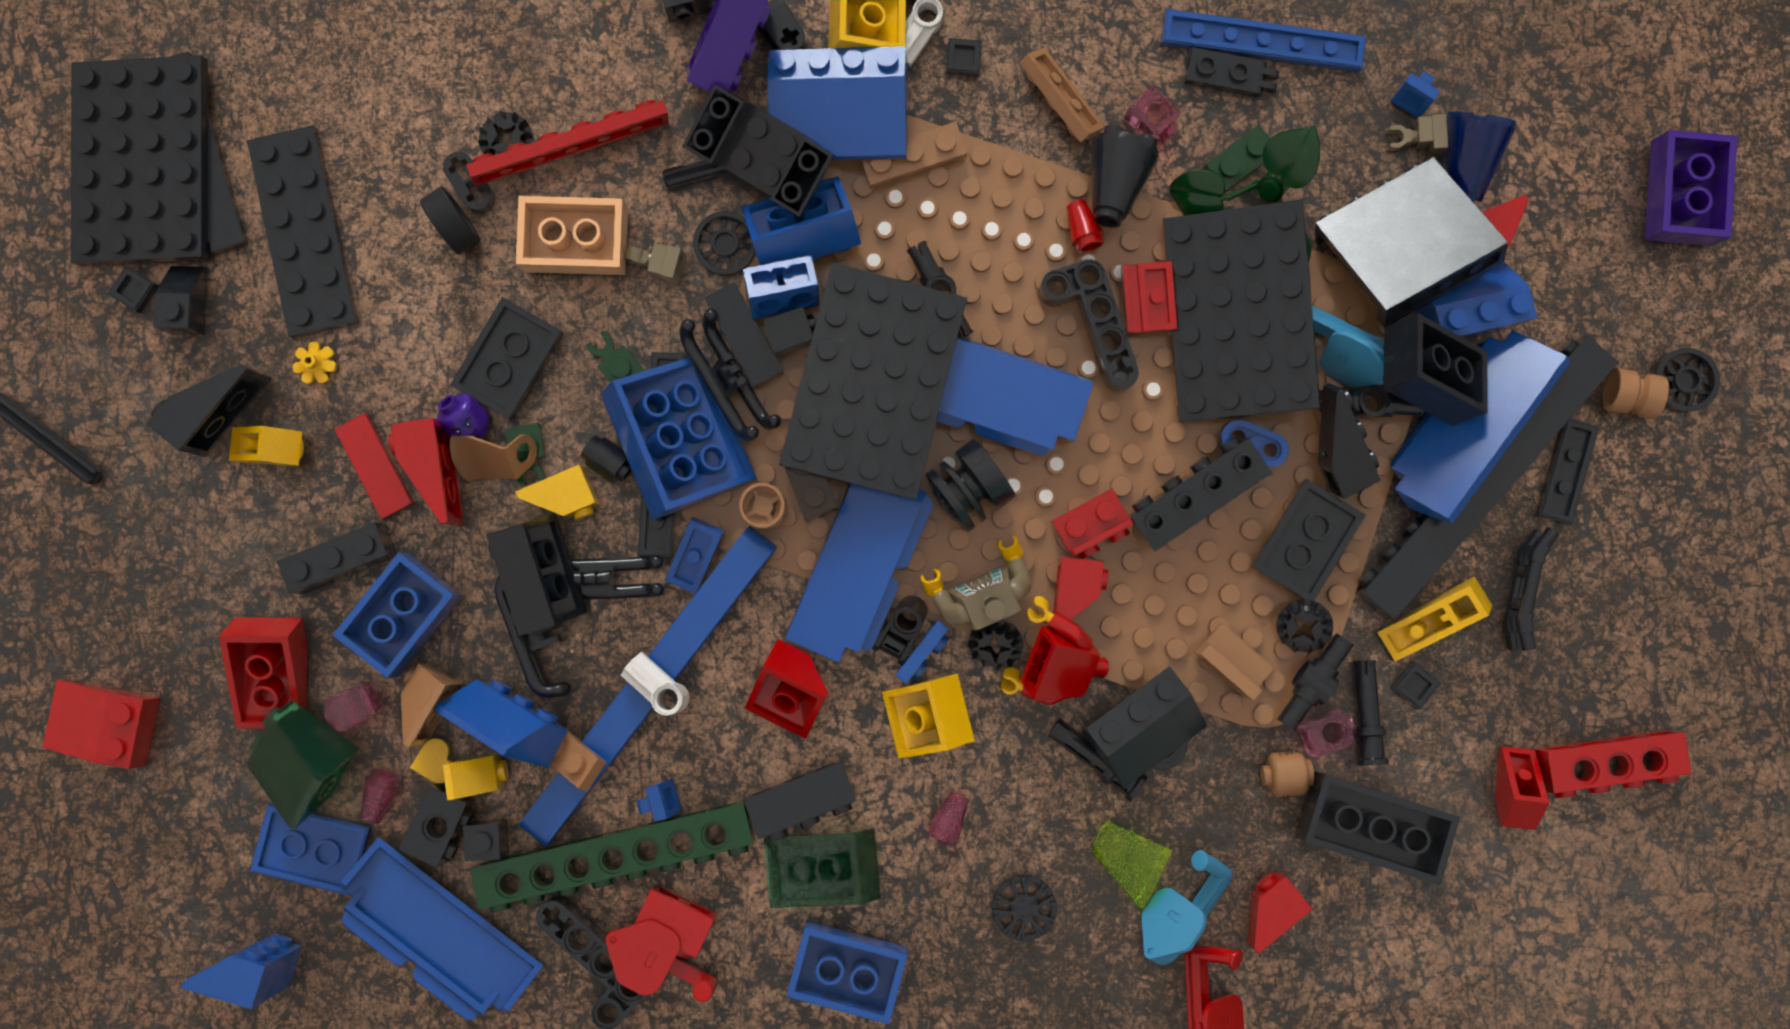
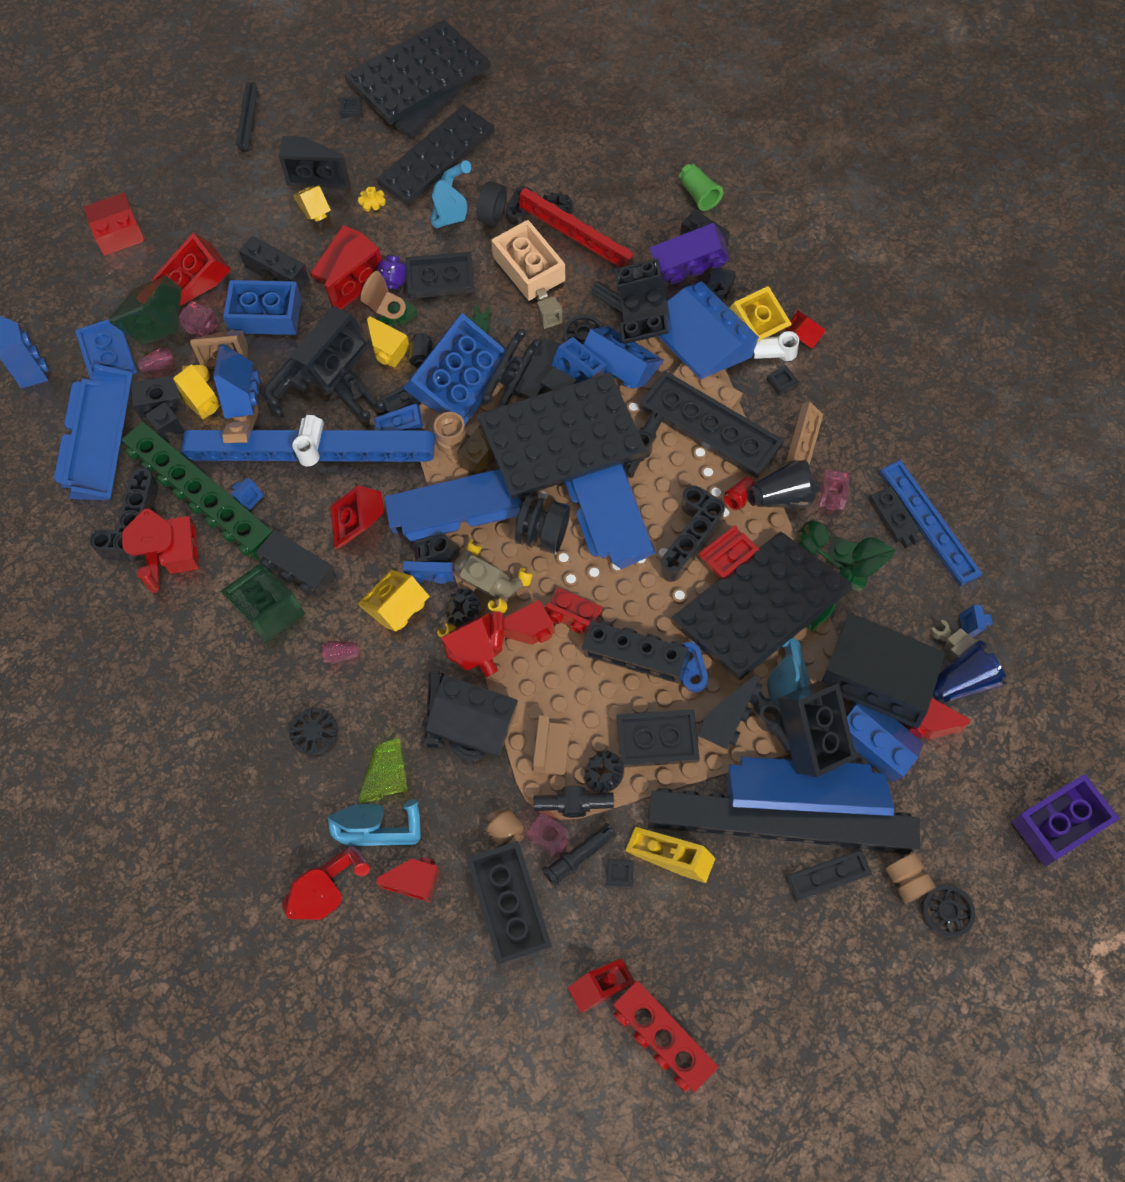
camera: 60 degrees right, 20 degrees down
(181, 301) = (358, 126): black slope -> none
(401, 272) = (449, 204): none -> dark azure piece
(847, 972) = (207, 651): blue brick -> none
(969, 190) = (712, 424): none -> black plate
(1519, 613) = (755, 883): black piece -> none

